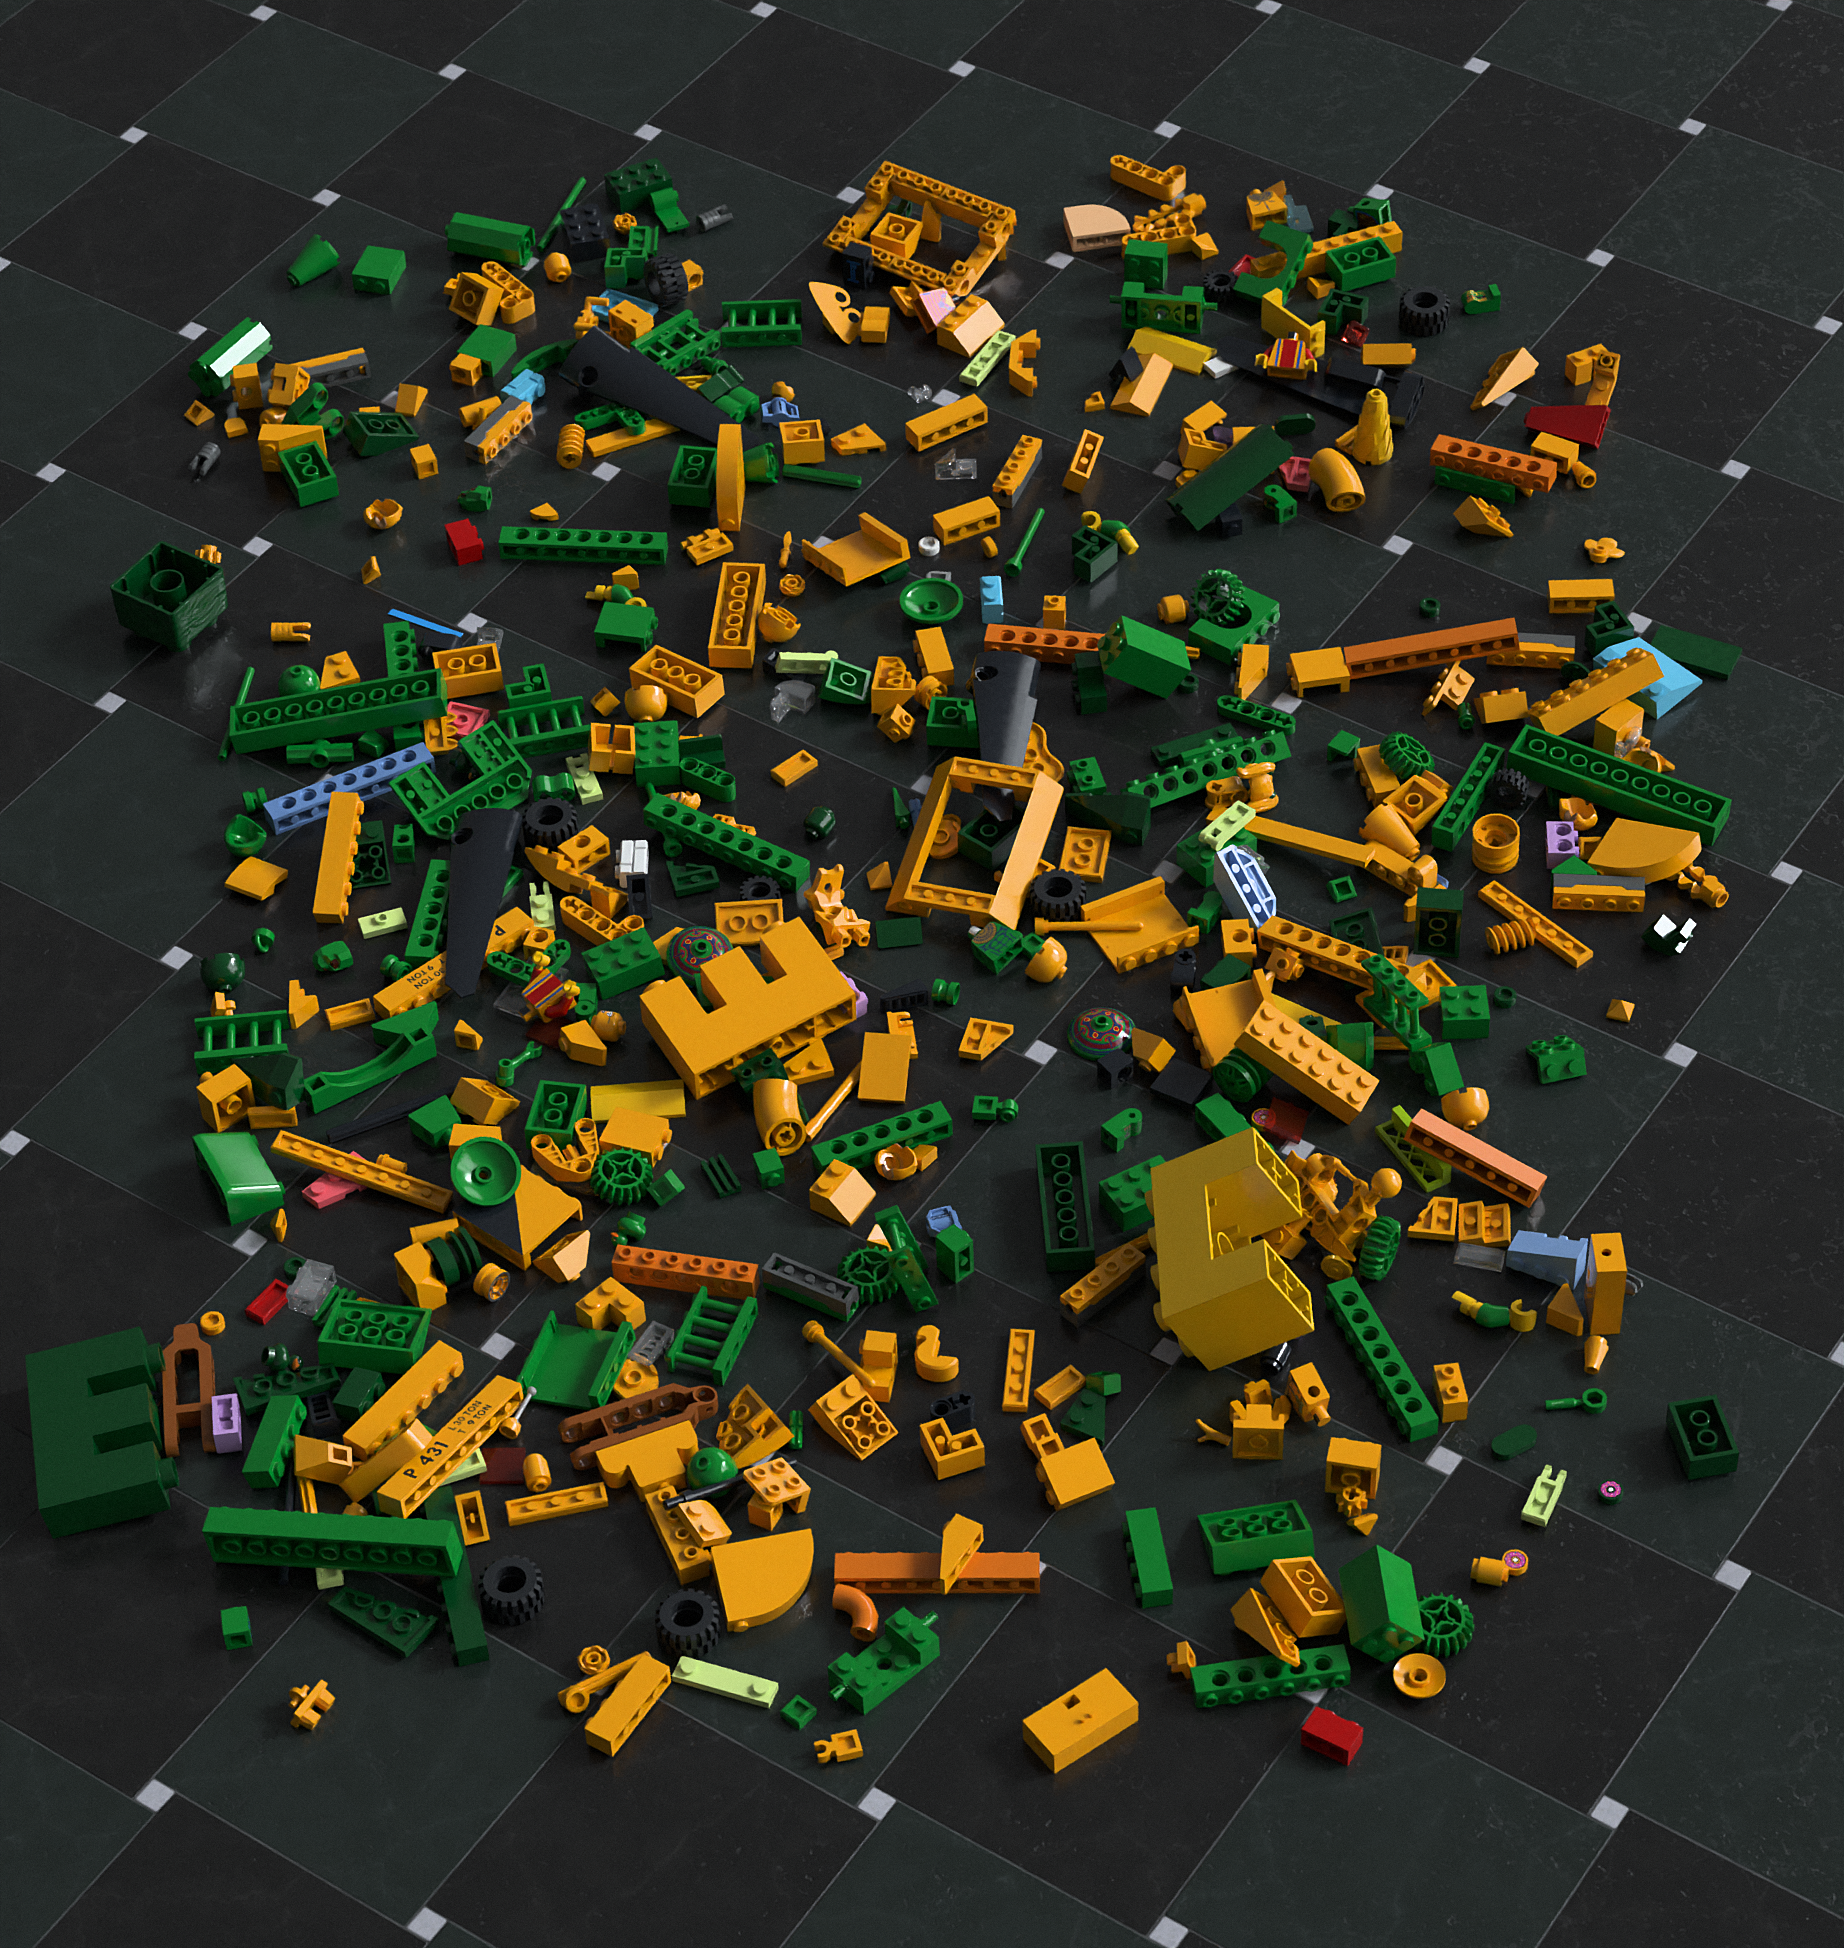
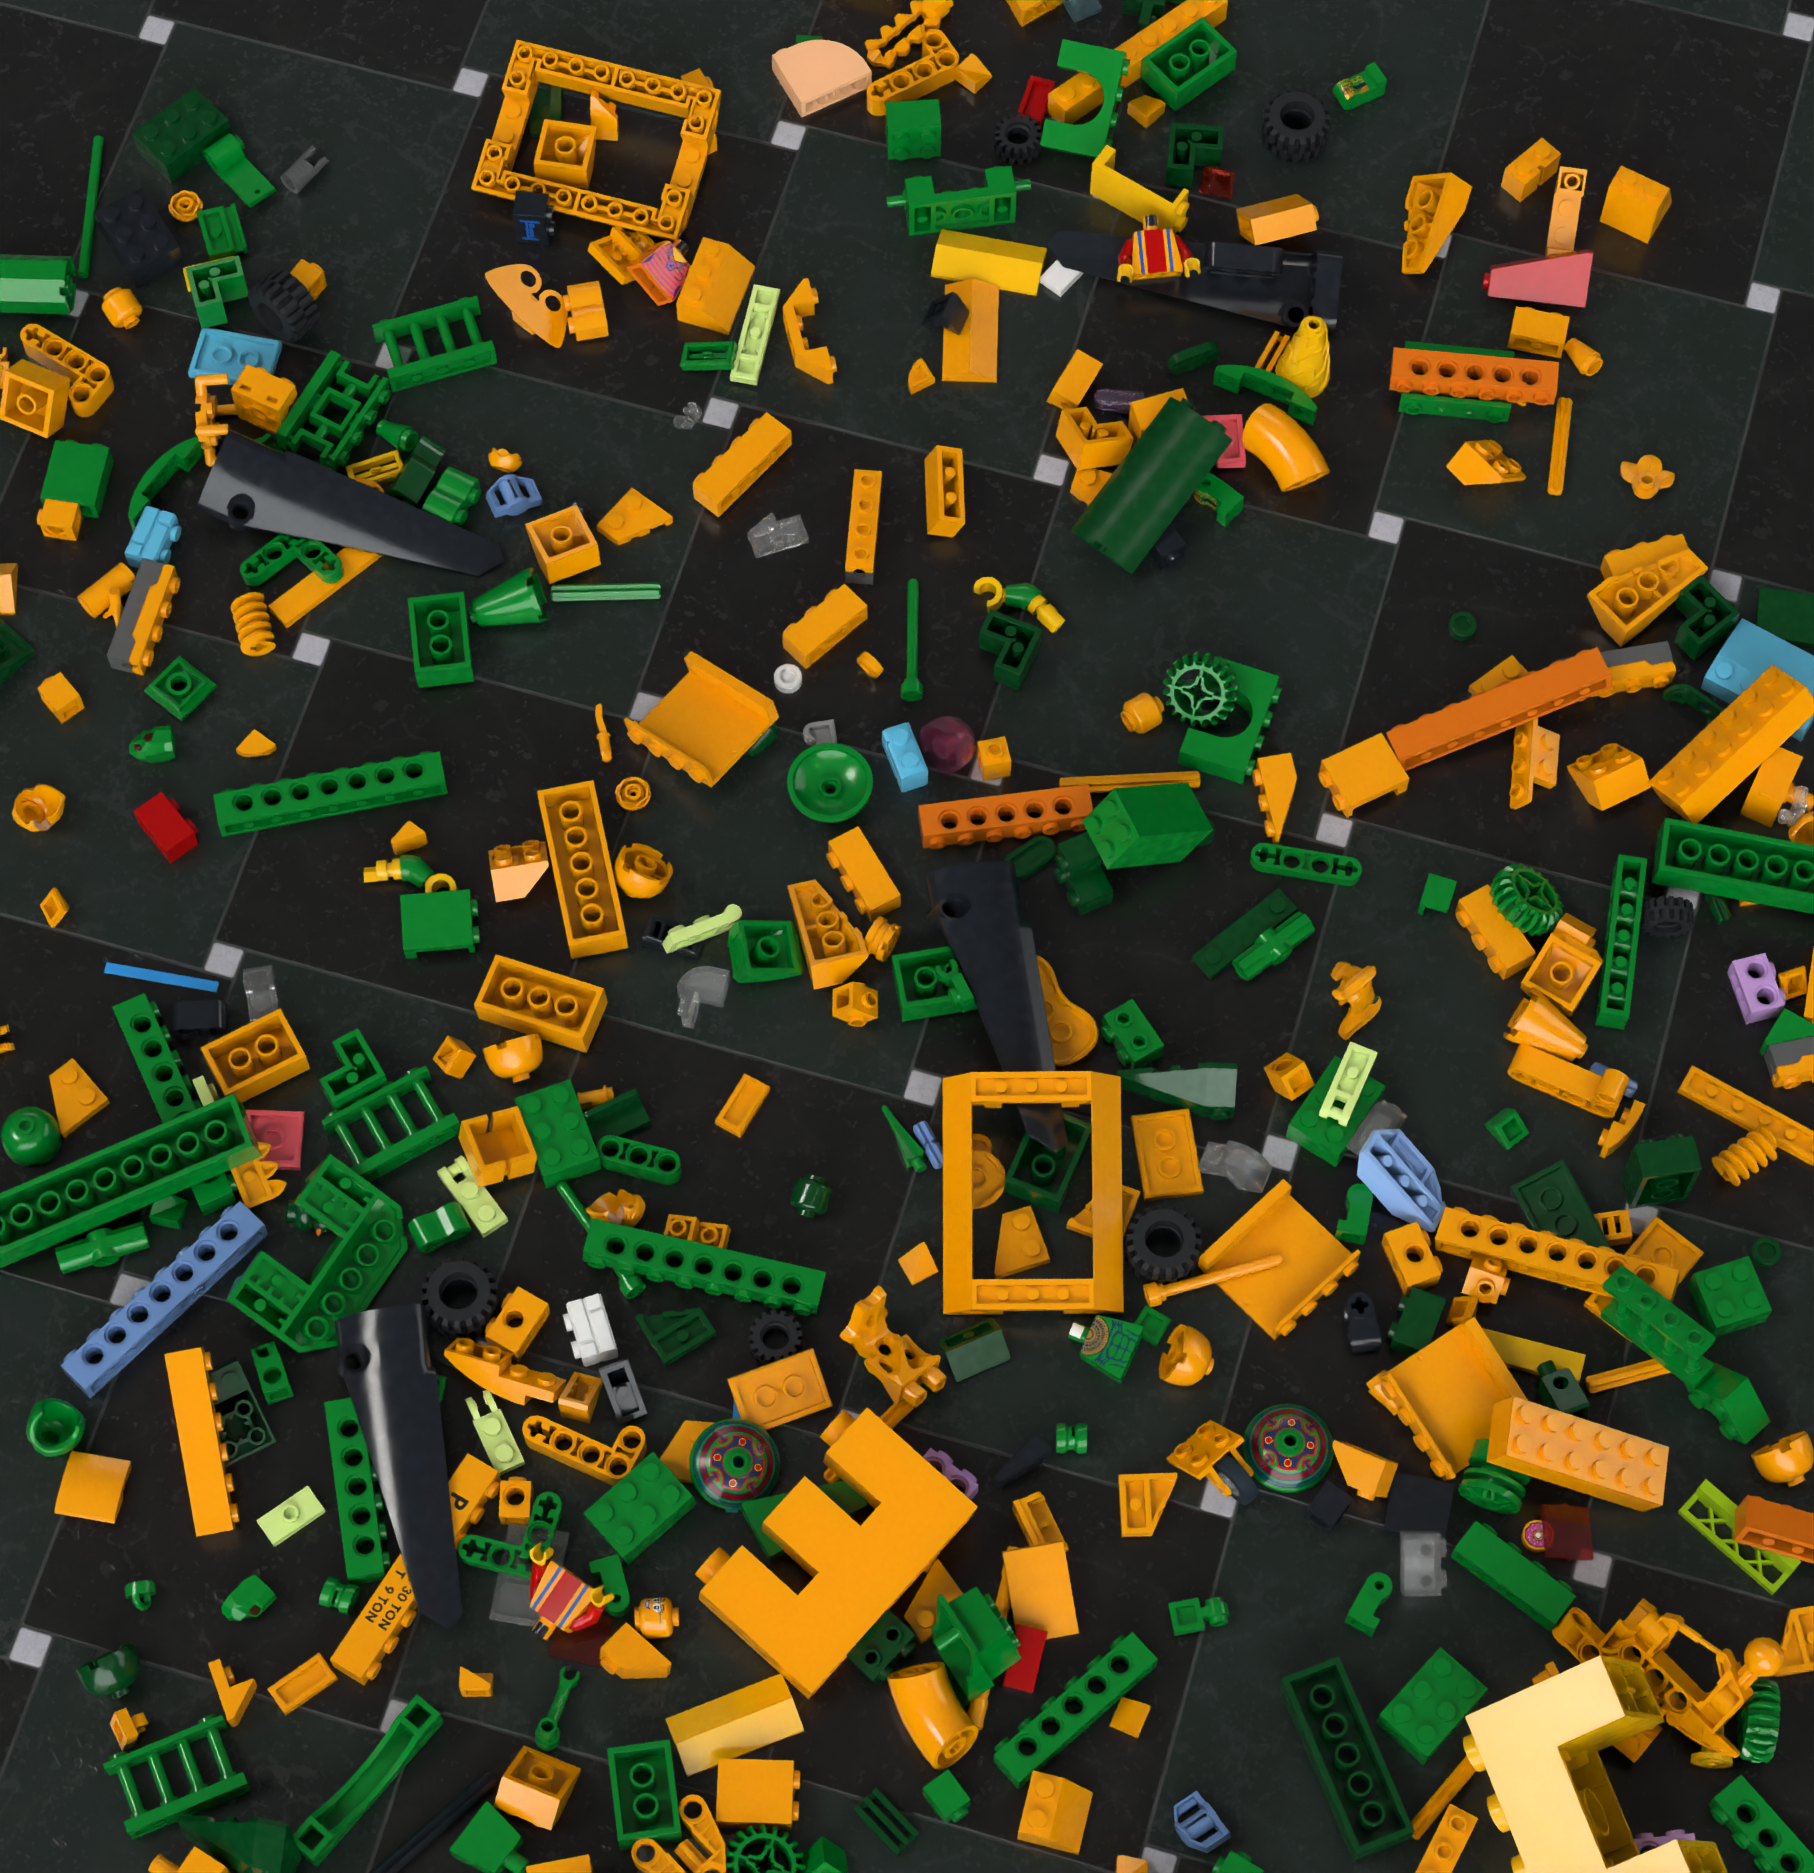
camera: 20 degrees left, 20 degrees up
(254, 800) = (43, 1353): green wheel -> none
(389, 1030) = (389, 1689): green slope -> none
(506, 472) = (185, 701): none -> green piece
(690, 610) = (517, 868): none -> light orange slope
(707, 546) = (500, 757): light orange plate -> none
(730, 477) = (499, 648): light orange brick -> none
(823, 1075) = (974, 1641): none -> green piece
(858, 1104) = (1024, 1672): none -> red tile
(896, 1162) = (1107, 1744): light orange hair -> none
(949, 362) = (707, 359): none -> green tile
(958, 875) = (1019, 1243): none -> light orange wing
(1025, 596) = (948, 743): none -> clear pink cylinder
(1048, 1028) = (1214, 1455): none -> light orange plate
(1055, 675) = (1032, 856): none -> dark green tile
(1132, 862) = (1239, 1163): none -> clear brick
(1168, 1109) = (1422, 1563): none -> clear brick
(1190, 822) = (1289, 1076): none -> light orange brick
(1226, 792) = (1313, 1009): light orange piece -> none
(1276, 750) = (1281, 984): green brick -> none
(1304, 839) = (1429, 1065): light orange tile -> none
(1320, 439) = (1269, 384): none -> green slope
(1353, 1042) = (1616, 1399): green slope -> none
(1466, 719) = (1571, 806): green pin -> none
(1495, 843) = (1684, 999): light orange wheel -> none
(1545, 521) = (1559, 446): none -> light orange axle
(1562, 610) = (1635, 599): none -> light orange wedge
(1578, 812) = (1763, 933): light orange hair -> none
(1656, 392) = (1635, 204): none -> light orange slope

